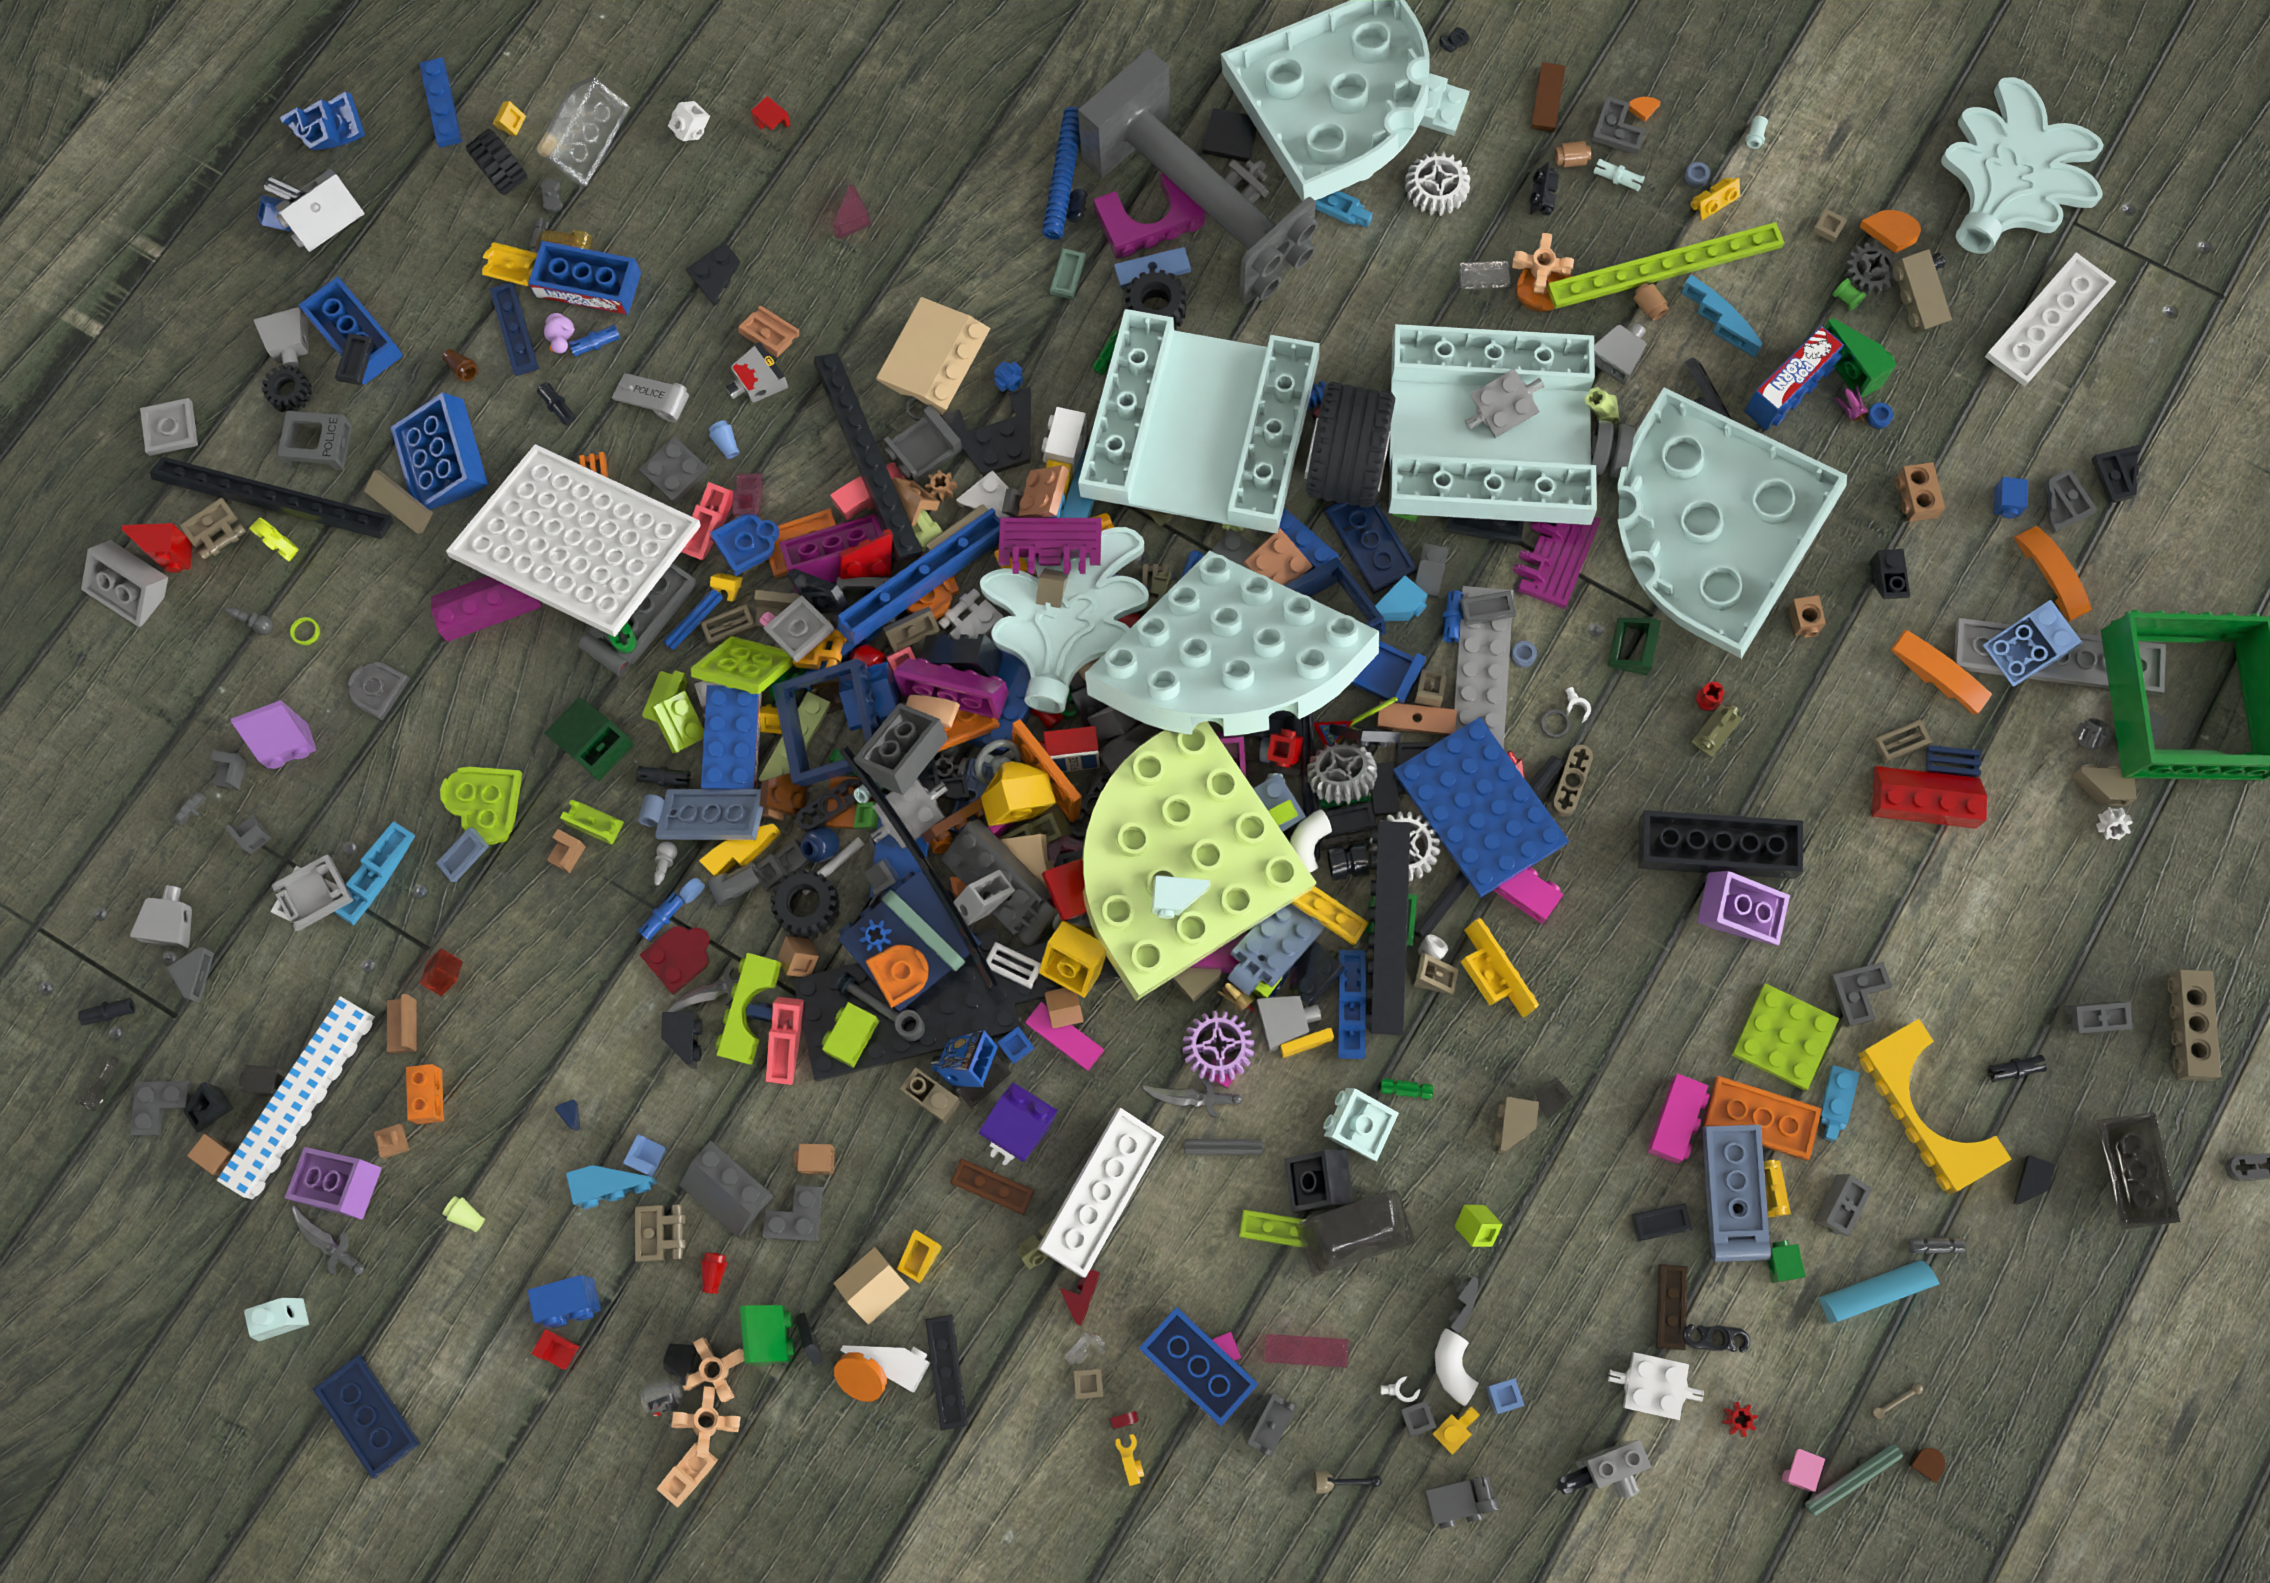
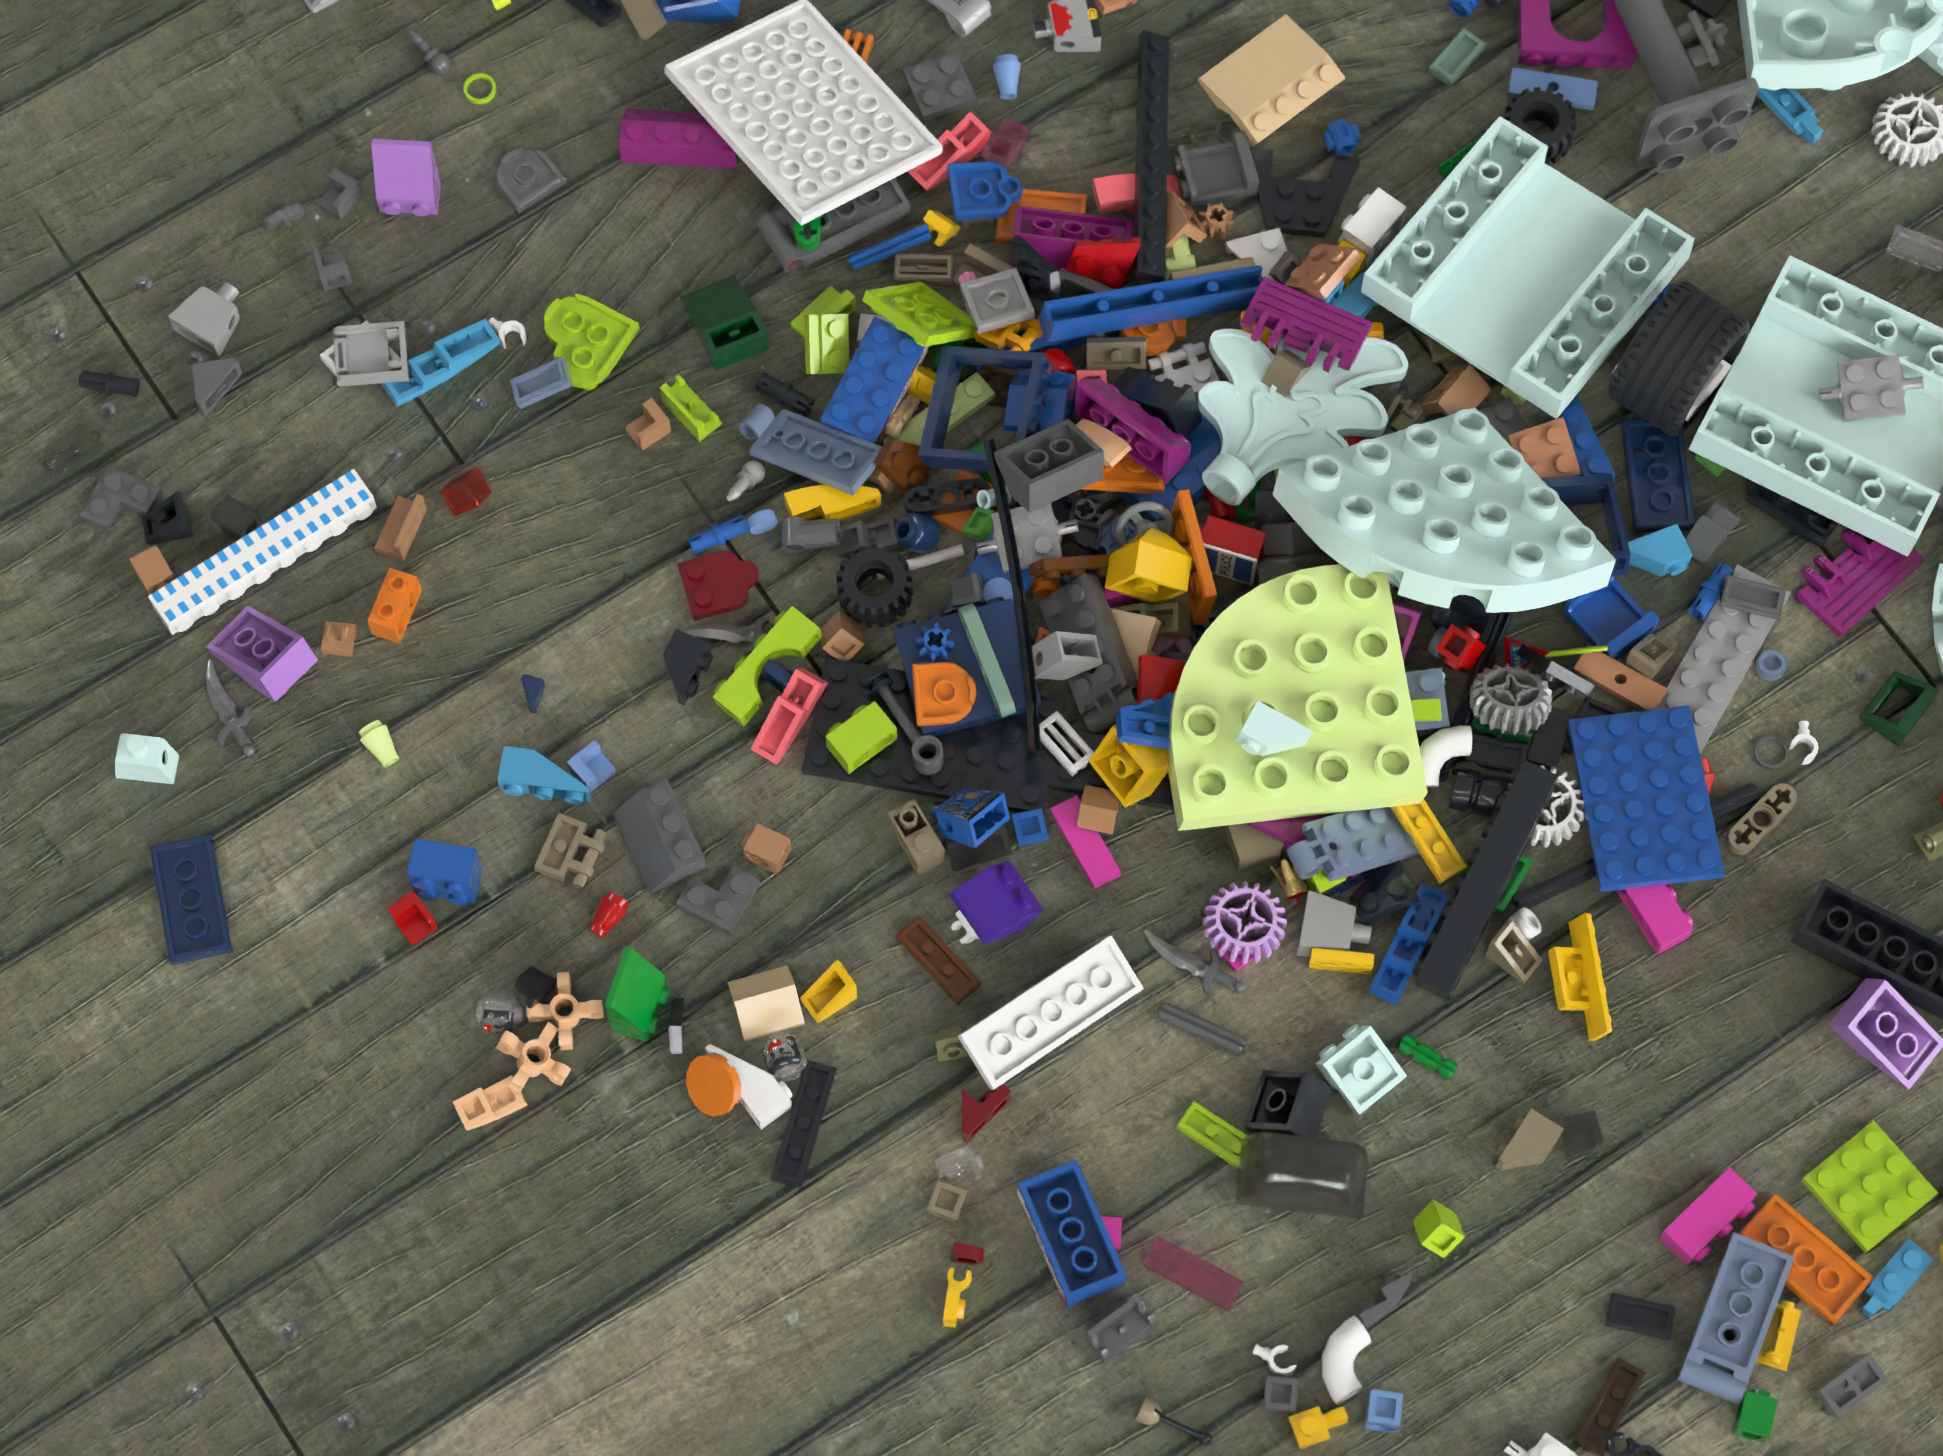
camera: 20 degrees right, 5 degrees down
(411, 823) = (504, 328): none -> white piece
(764, 753) = (902, 415): none -> tan axle
(904, 865) = (997, 588): none -> medium blue tile
(906, 1325) = (784, 1056): none -> head
(1073, 927) = (1146, 723): none -> blue wing
(1189, 543) = (1457, 391): none -> medium nougat panel

